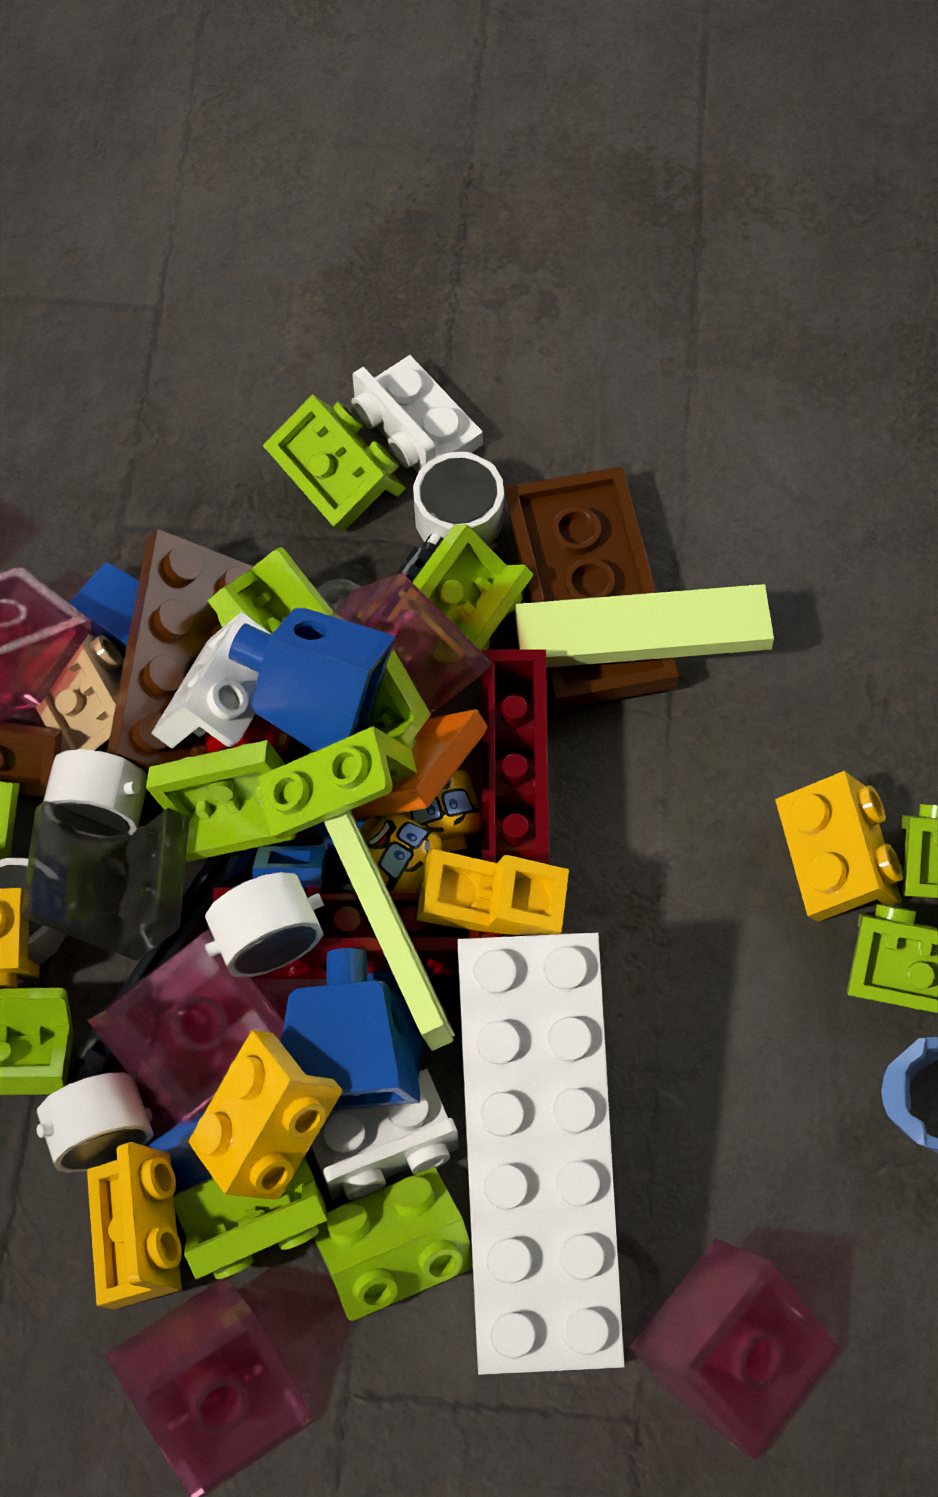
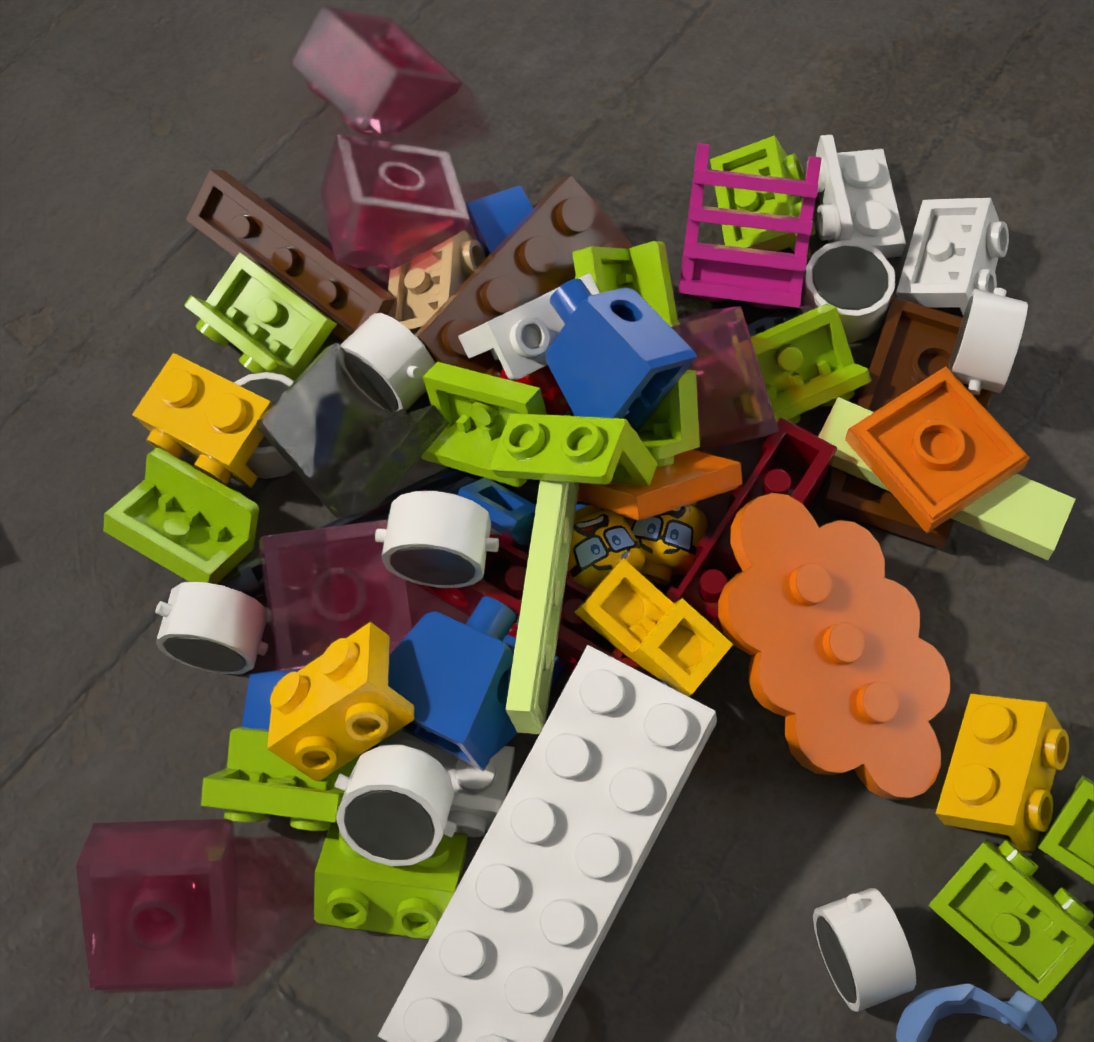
camera: 30 degrees right, 0 degrees up
(134, 1227) = (188, 733): yellow bracket -> none
(363, 537) = (741, 273): none -> dark pink plate
(370, 1174) = (395, 805): none -> piece
(531, 421) = (953, 252): none -> white bracket
(613, 486) = (988, 340): none -> white piece
(627, 604) = (936, 449): none -> orange tile
(645, 823) = (834, 647): none -> orange plate
(822, 1060) = (864, 949): none -> white piece

